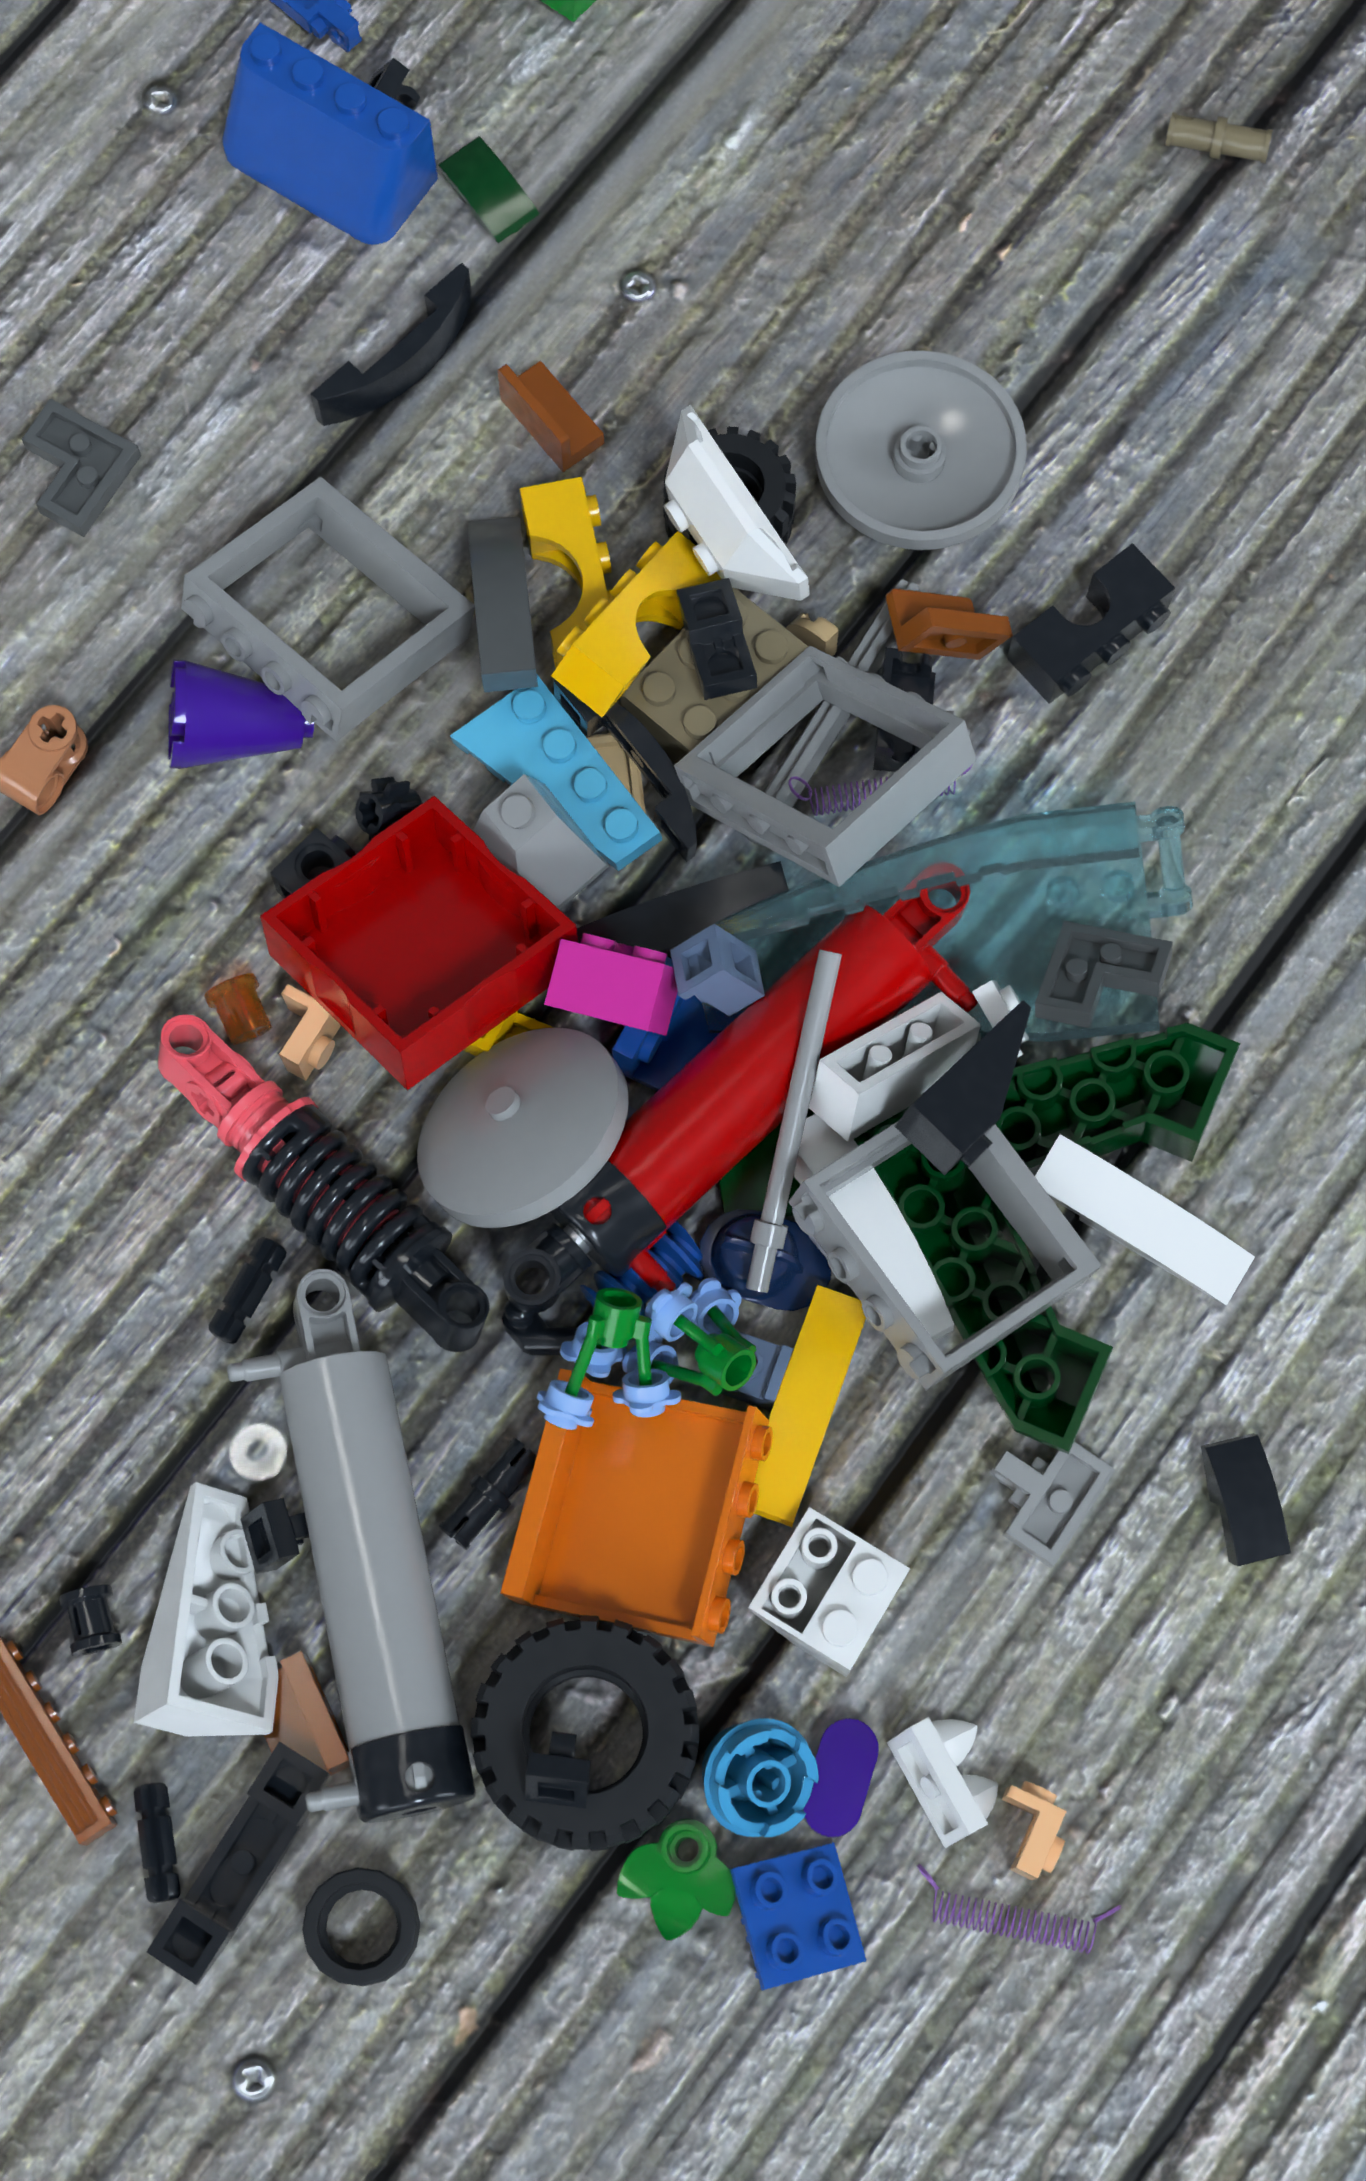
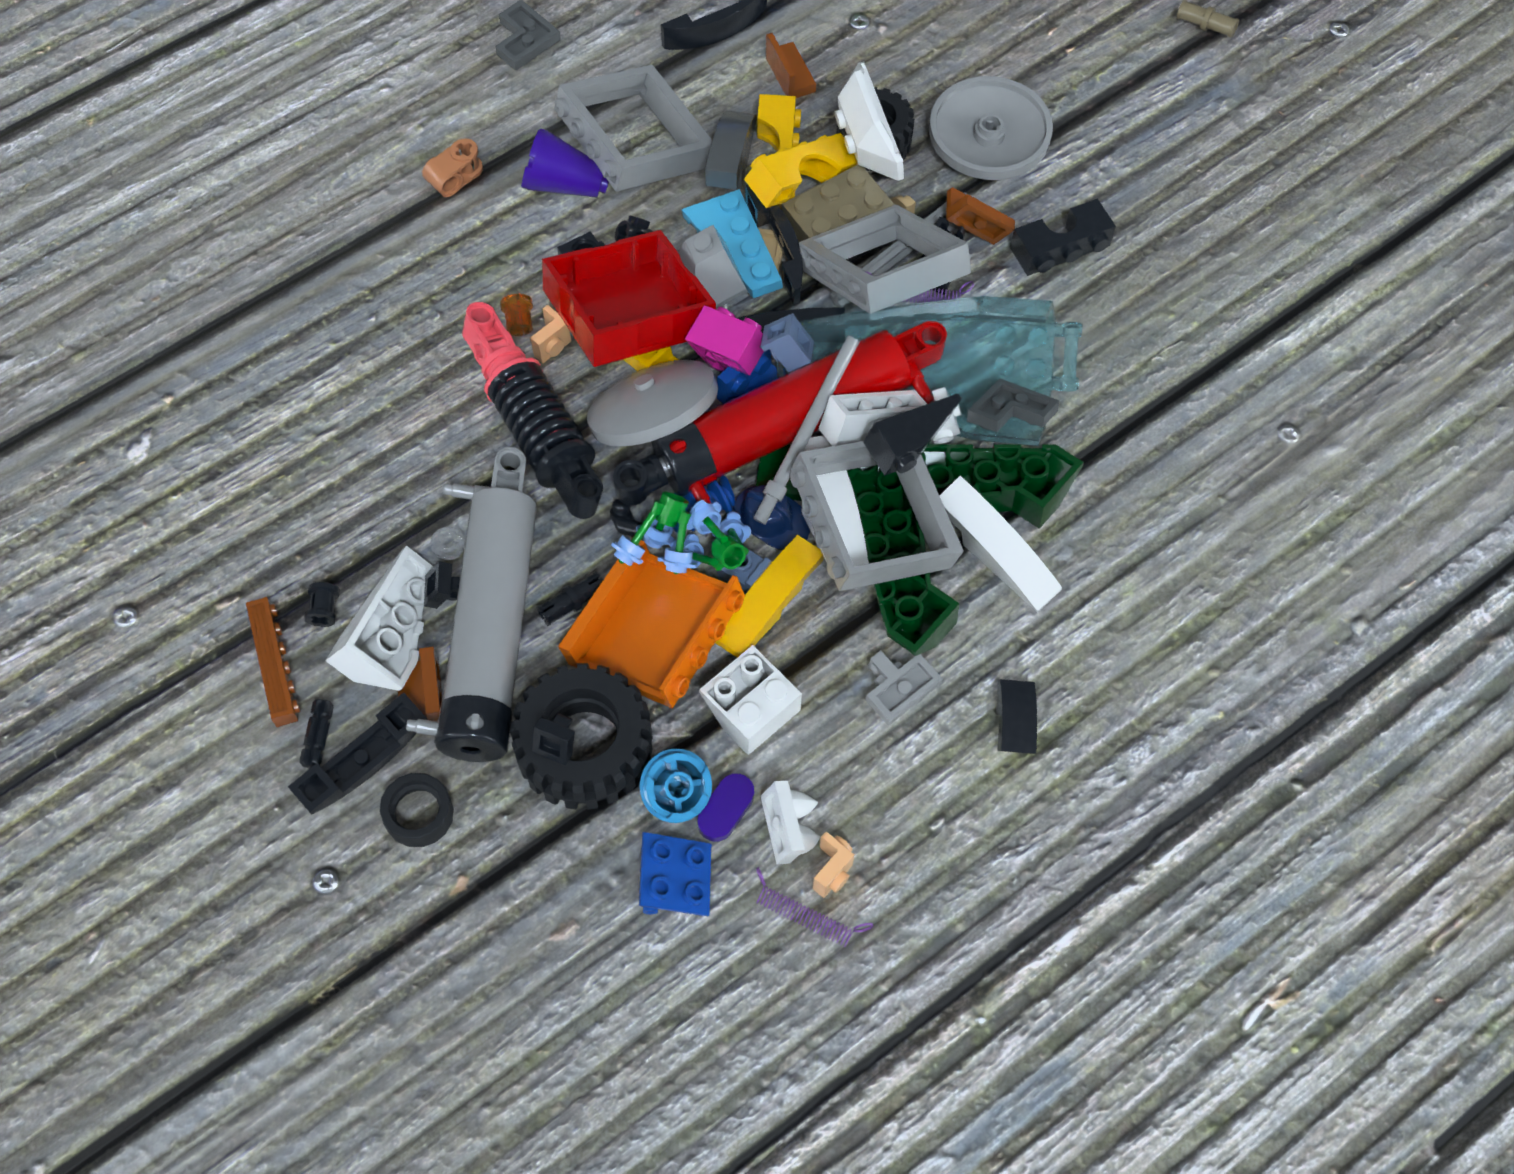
camera: 15 degrees right, 10 degrees down
(247, 1290) = (471, 458): black axle -> none
(676, 1886) = (608, 839): green plate -> none
(716, 639) = (843, 185): black slope -> none

